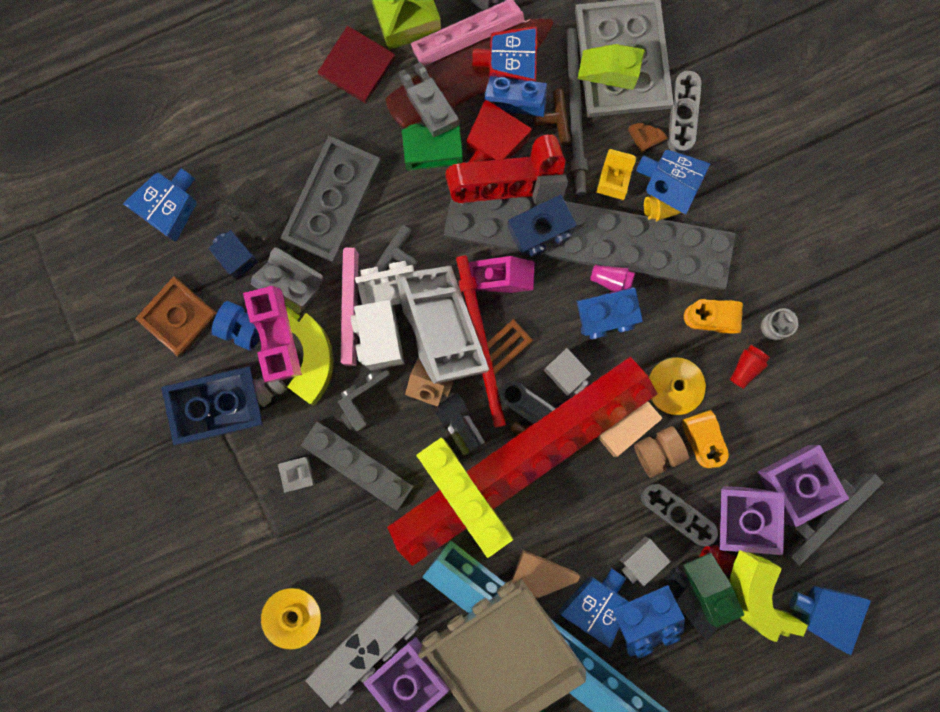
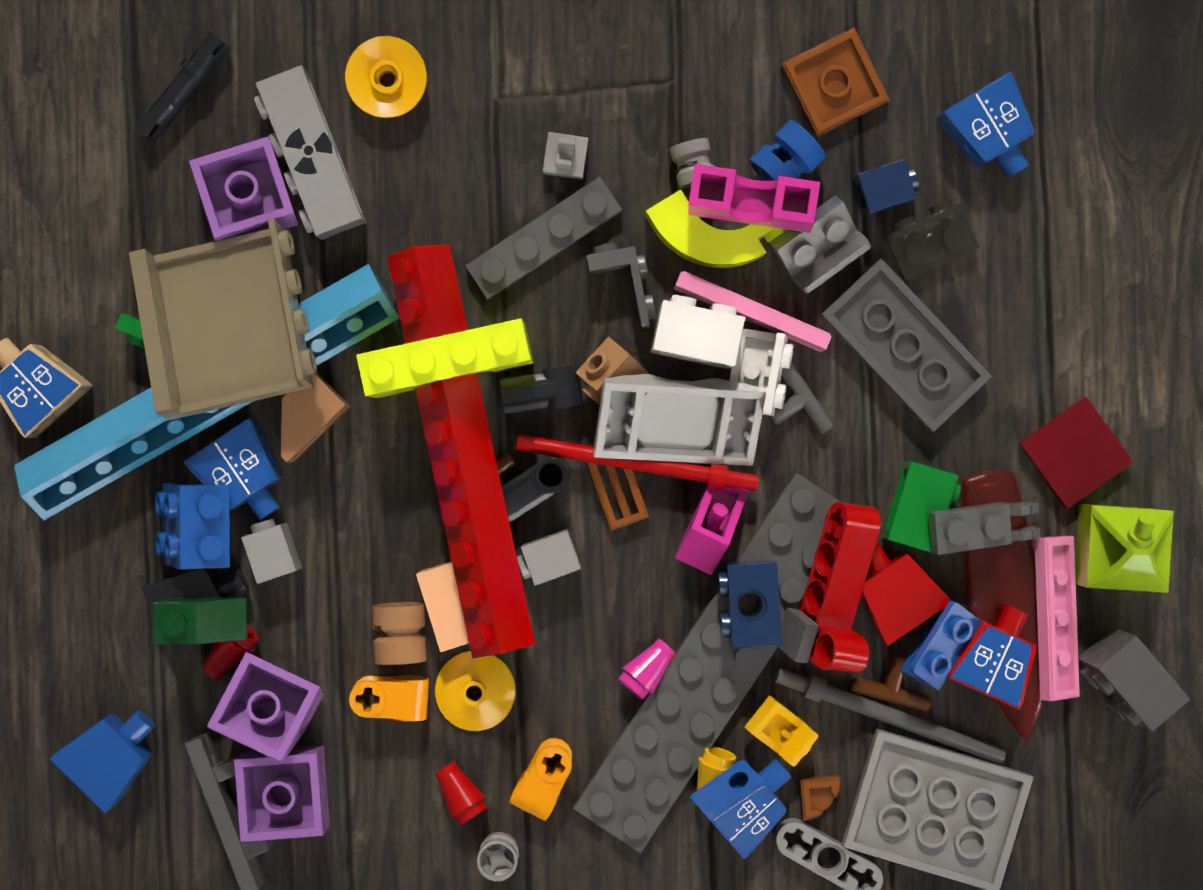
camera: 110 degrees right, 5 degrees up
(211, 406) = (695, 84): dark blue slope -> none
(609, 312) = (604, 643): blue bracket -> none
(611, 65) = (928, 786): lime slope -> none
(701, 520) = (291, 646): dark grey beam -> none
(753, 583) = (183, 671): neon yellow arch -> none

